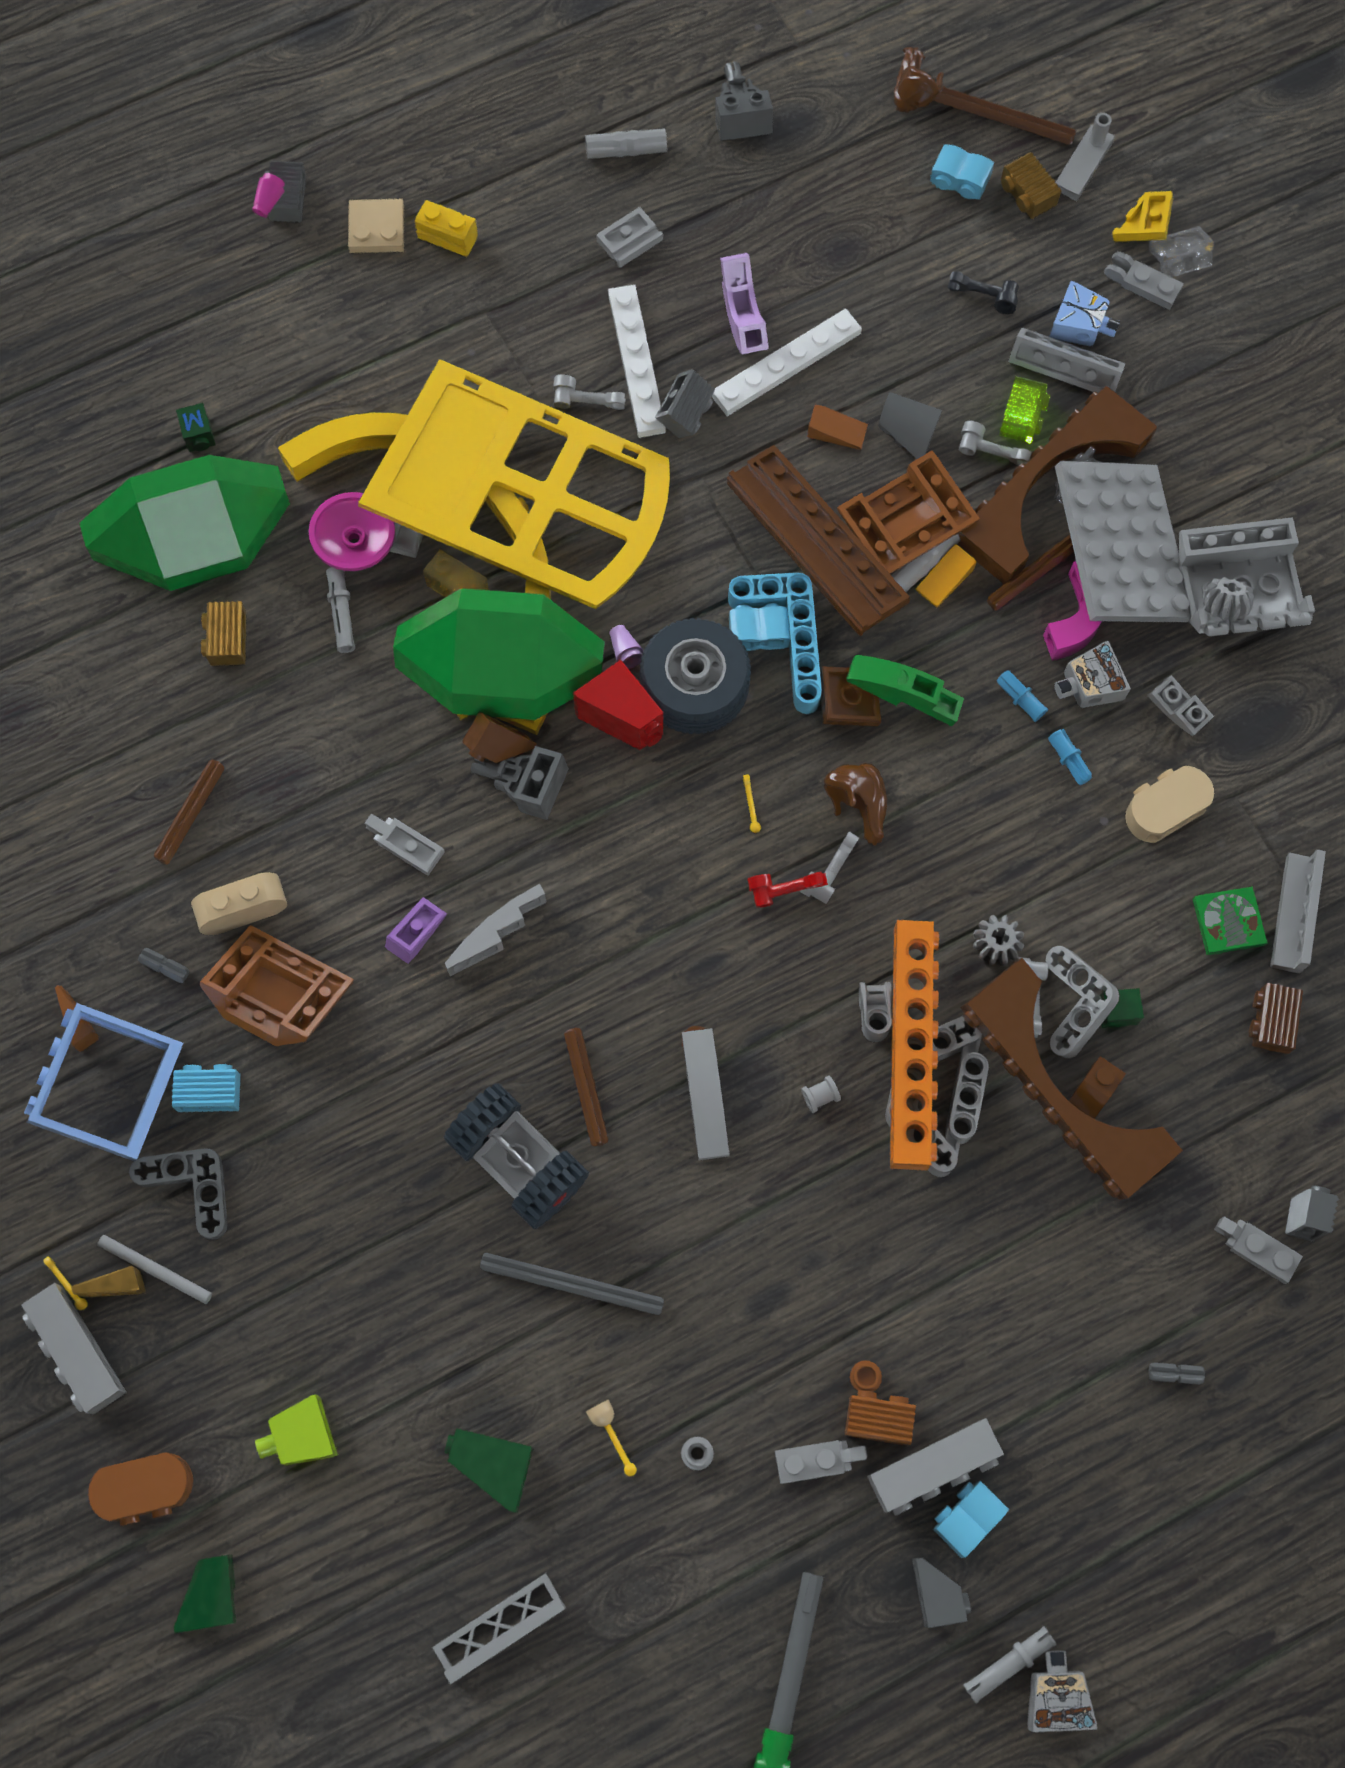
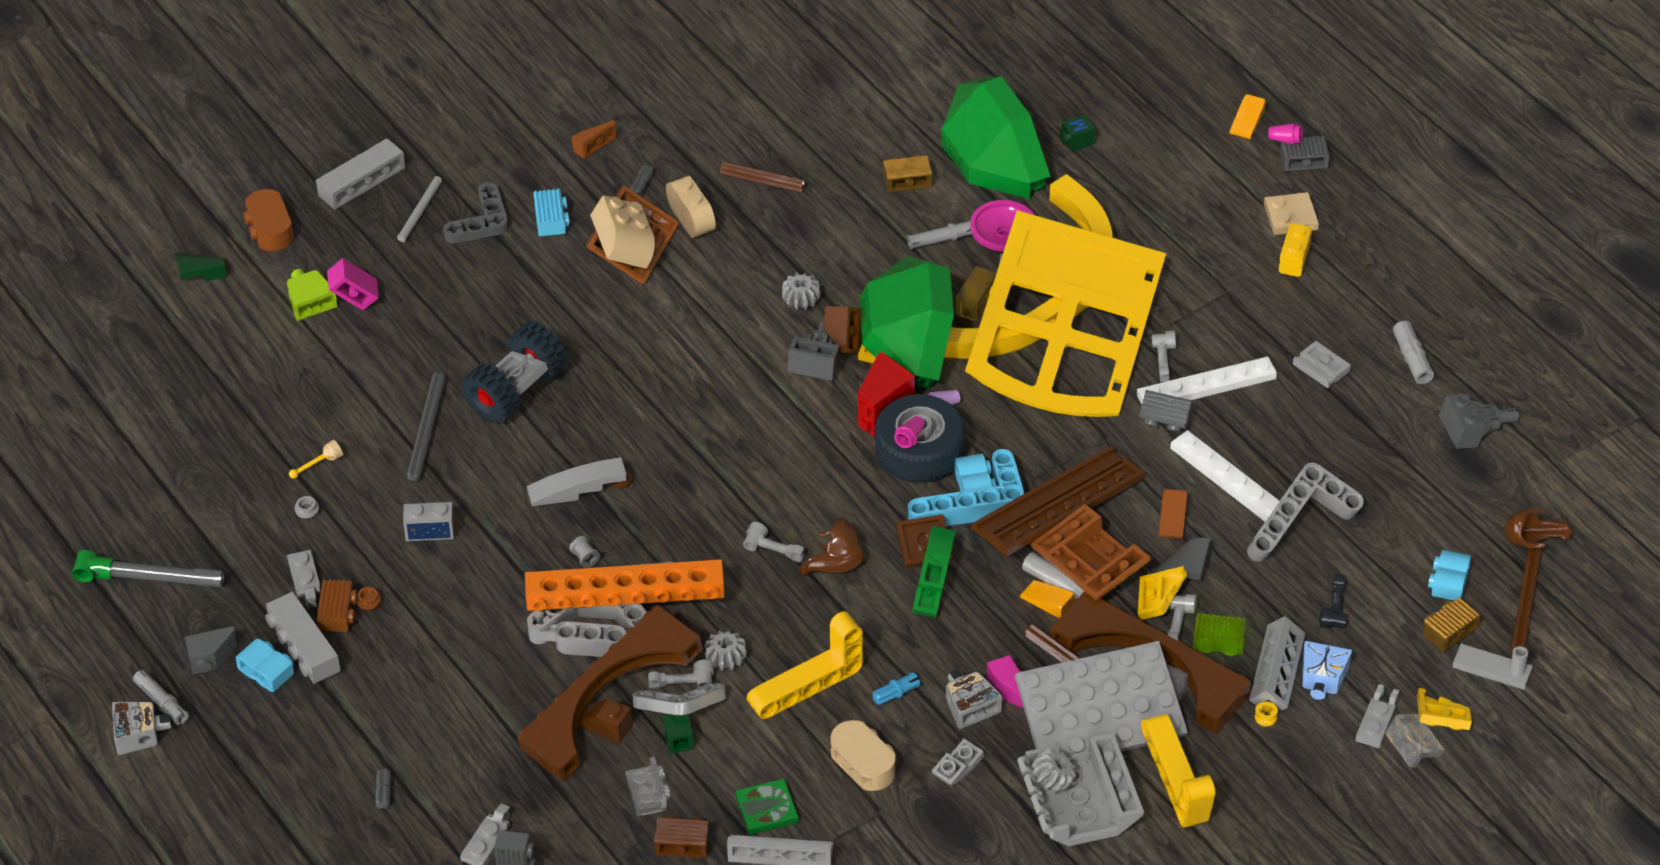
camera: 85 degrees right, 25 degrees down
(58, 1051) = (546, 121): light blue window -> none
(80, 1303) = (419, 157): yellow hinge -> none
(121, 1282) = (408, 188): pearl gold slope -> none
(205, 240) = (1248, 116): none -> light orange slope
(290, 988) = (624, 231): none -> tan brick
(307, 1368) = (352, 284): none -> dark pink brick
(405, 843) = (754, 294): light grey hinge -> none
(414, 930) = (687, 310): medium lavender slope -> none
(415, 775) = (801, 291): none -> light grey gear
(486, 937) = (688, 347): light grey slope -> none
(492, 1464) = (291, 395): dark green slope -> none
(504, 1640) = (179, 420): light grey fence -> none
(586, 1087) = (576, 418): reddish brown axle -> none
(717, 676) = (908, 433): none -> dark pink cone
(741, 305) = (1270, 441): lavender arch -> none
(750, 1288) = (428, 521): none -> light grey brick
(755, 827) = (840, 488): yellow hinge -> none
(764, 890) = (748, 505): red brick -> none
(857, 302) = (1292, 504): none -> light grey beam
(961, 457) = (1158, 591): none -> yellow wing
(1022, 696) = (946, 654): dark azure axle -> none
(1058, 867) = (814, 675): none -> yellow beam
(1137, 380) = (1261, 718): none -> yellow bush
(1197, 1052) = (647, 788): none -> clear bracket
(1235, 480) = (1189, 795): none -> yellow beam

